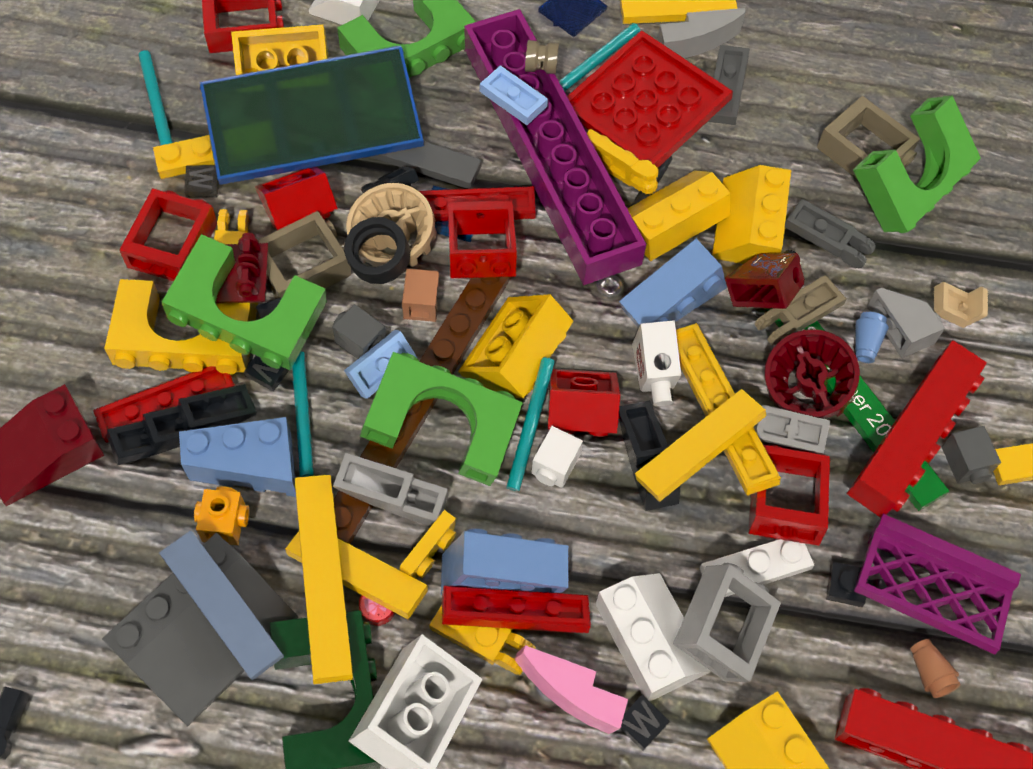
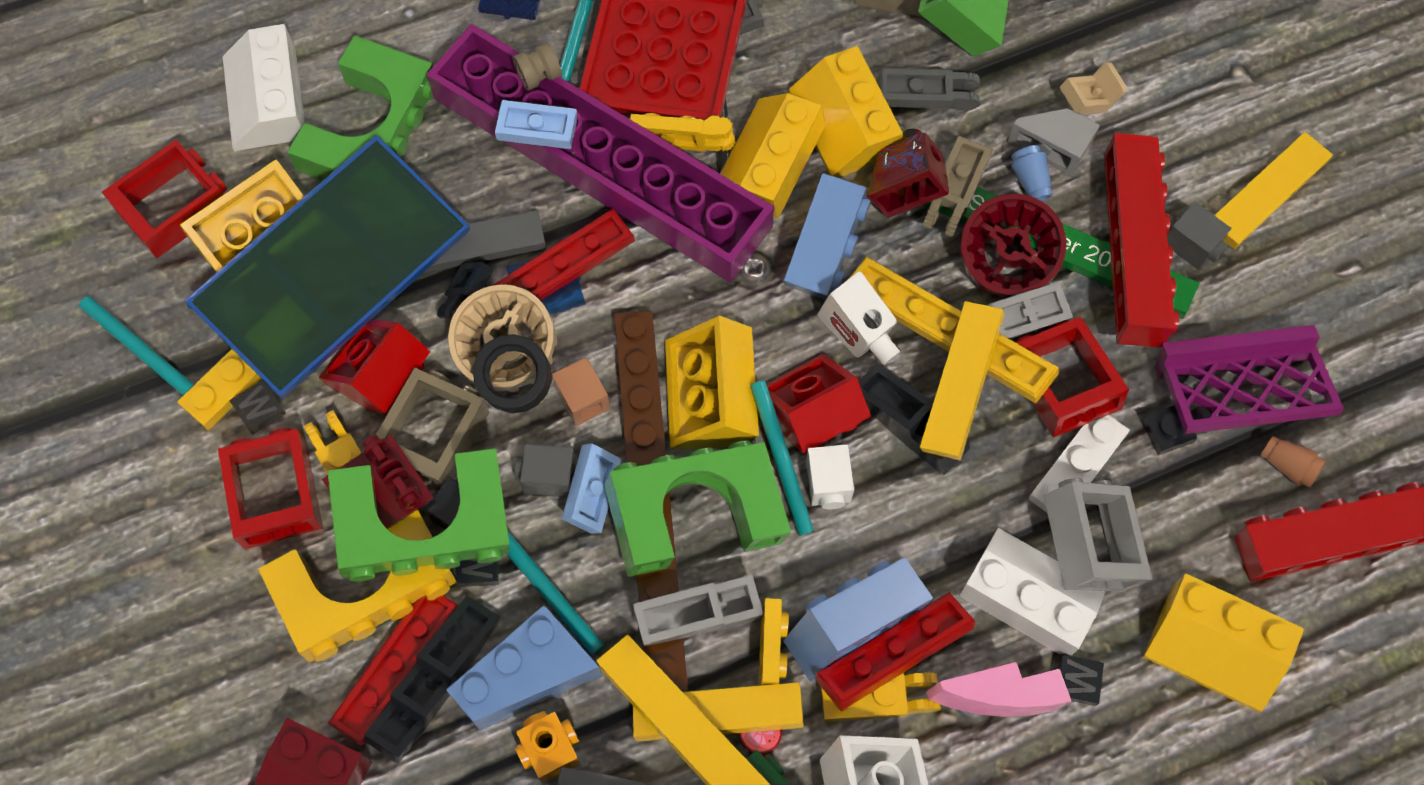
camera: 30 degrees left, 5 degrees up
(497, 219) = (602, 264): red window -> none

